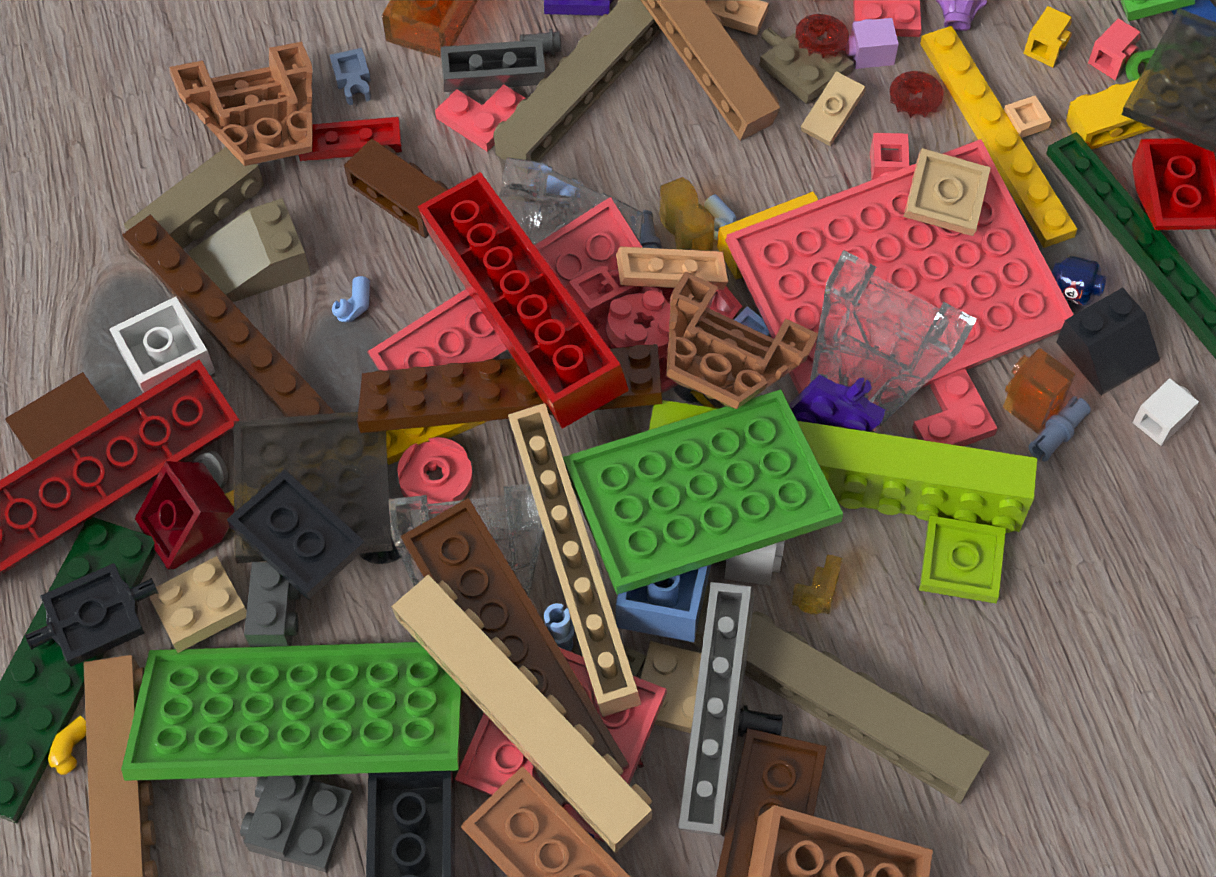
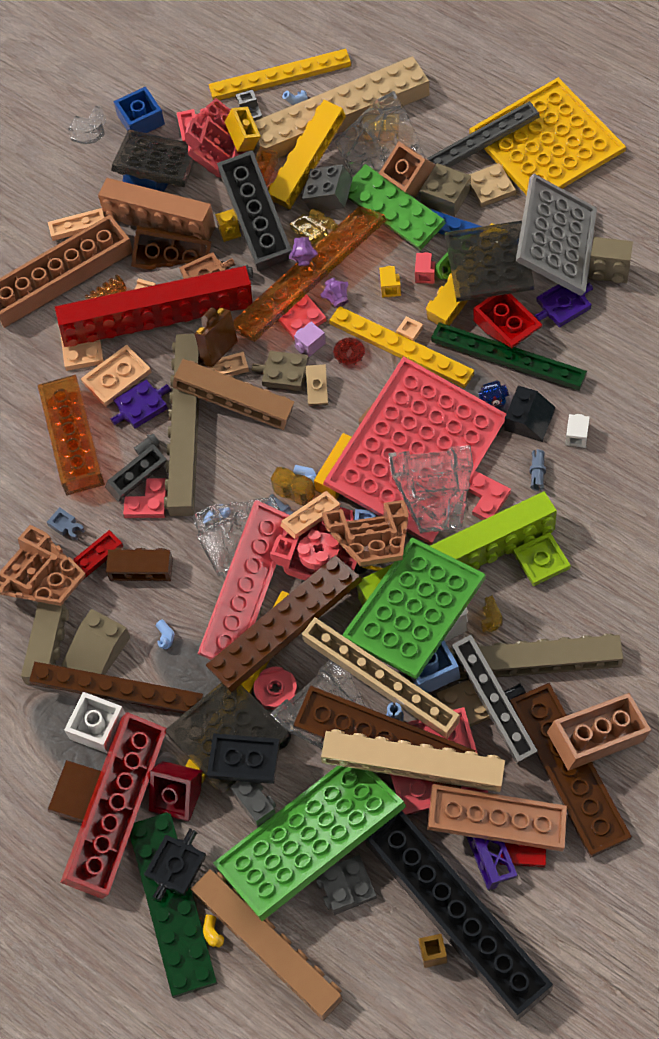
camera: 30 degrees left, 0 degrees up
(198, 604) = (217, 825): tan plate -> none
(523, 300) = (260, 576): red brick -> none
(815, 26) = (290, 346): clear red gear -> none
(837, 405) = (440, 527): dark purple plate -> none
(888, 161) = (363, 392): coral brick -> none
(947, 192) = (408, 392): tan plate -> none
(1037, 389) = (516, 459): clear orange brick -> none

